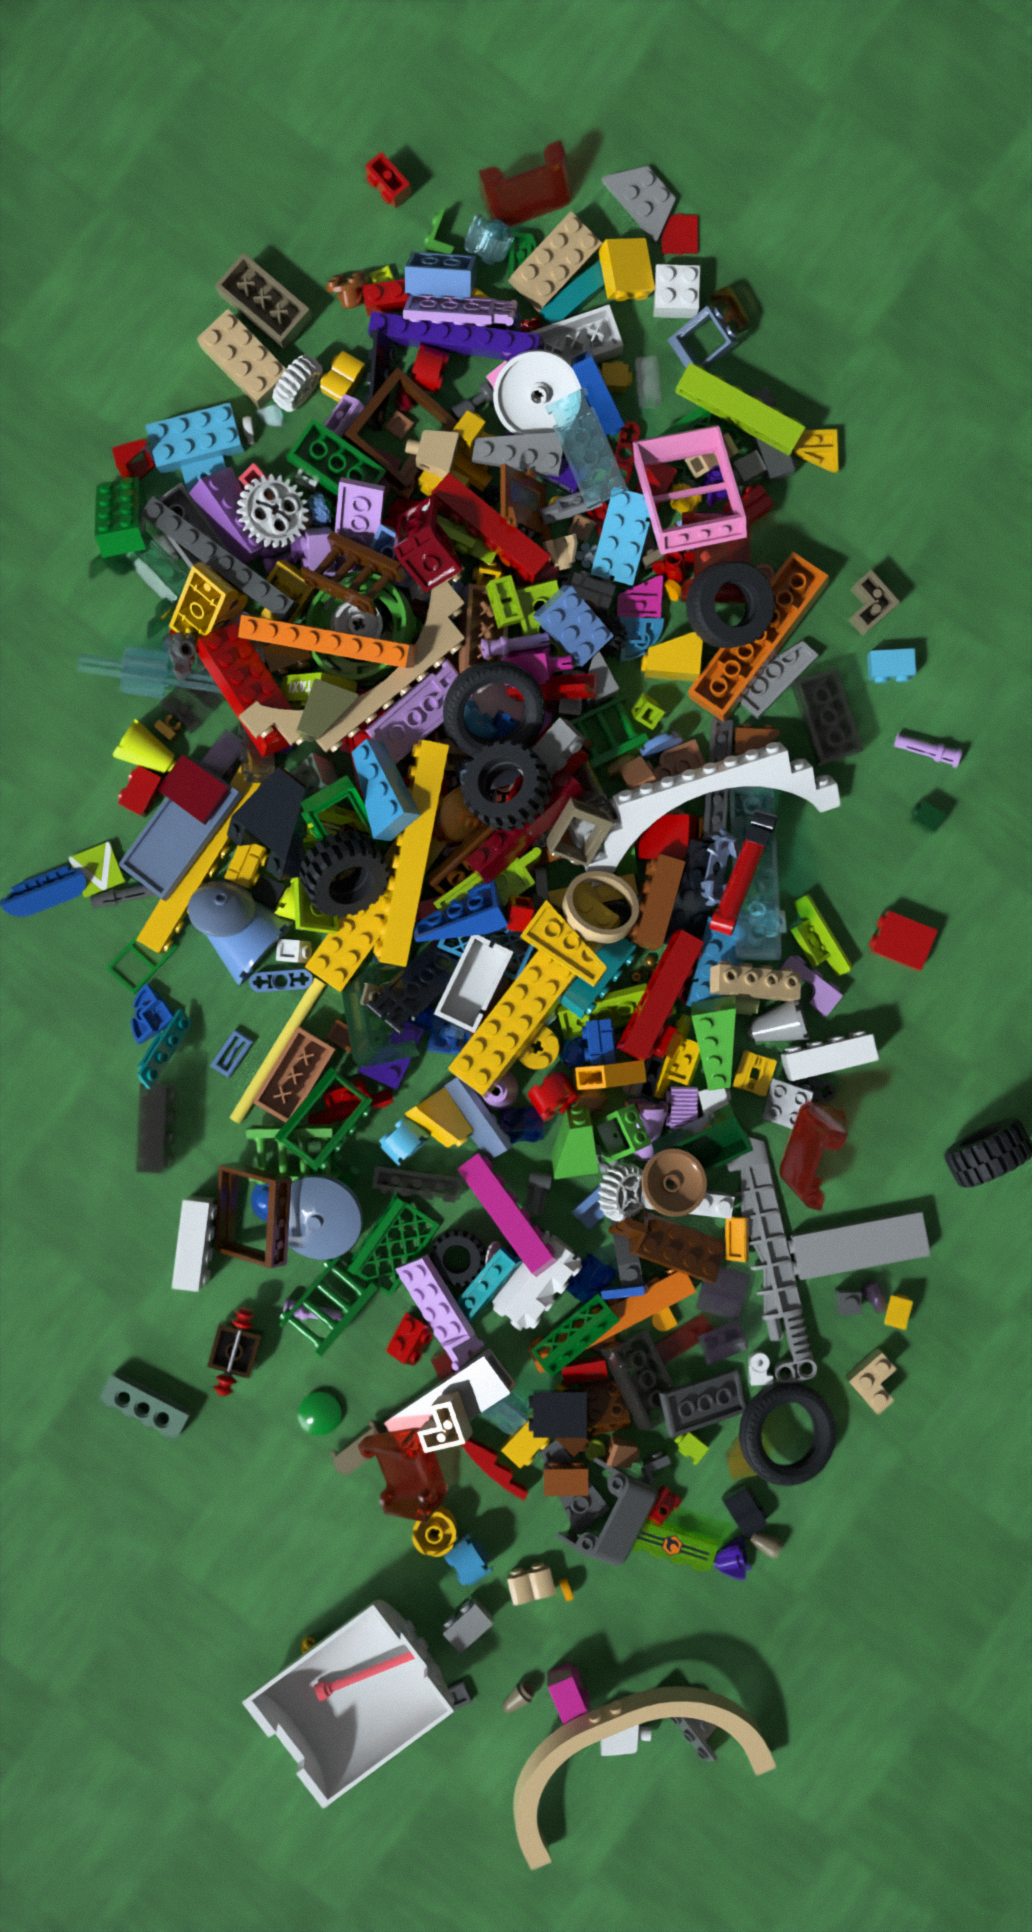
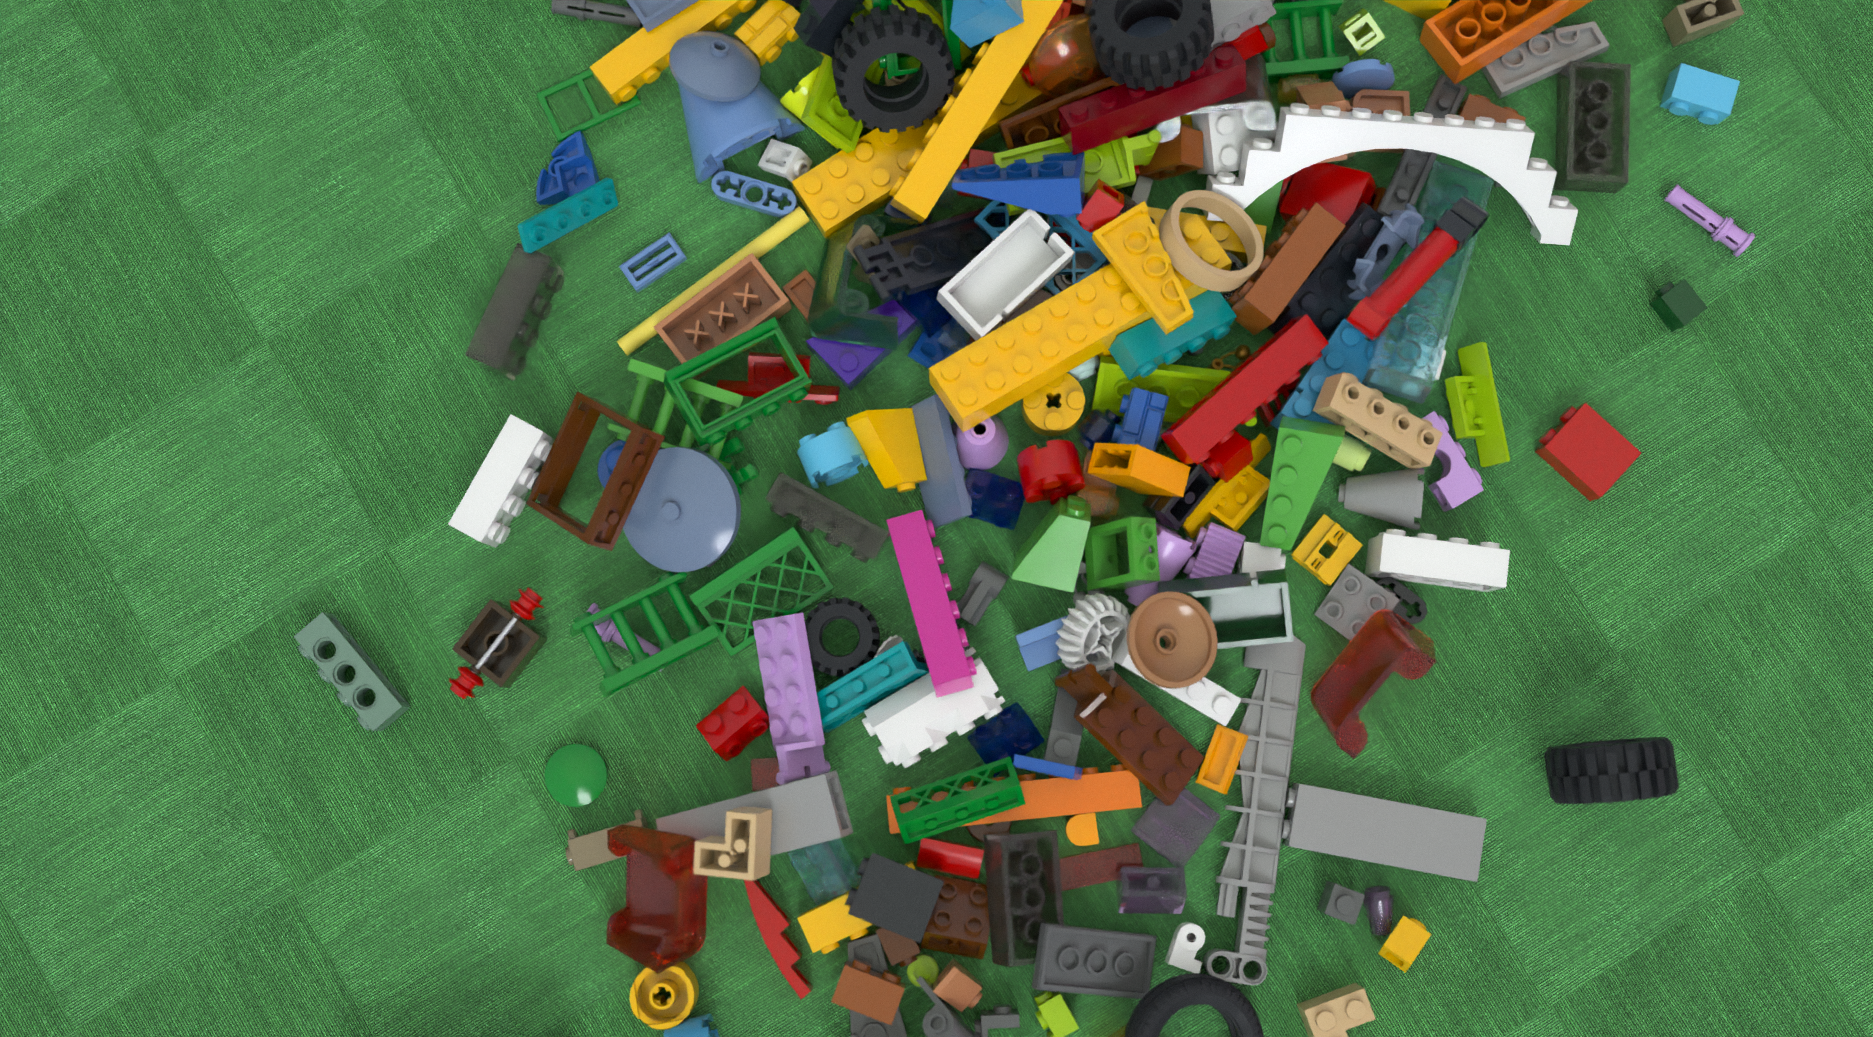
camera: 20 degrees right, 5 degrees down
(269, 891) = (782, 75): black piece -> none
(585, 812) = (1254, 138): dark tan window -> none

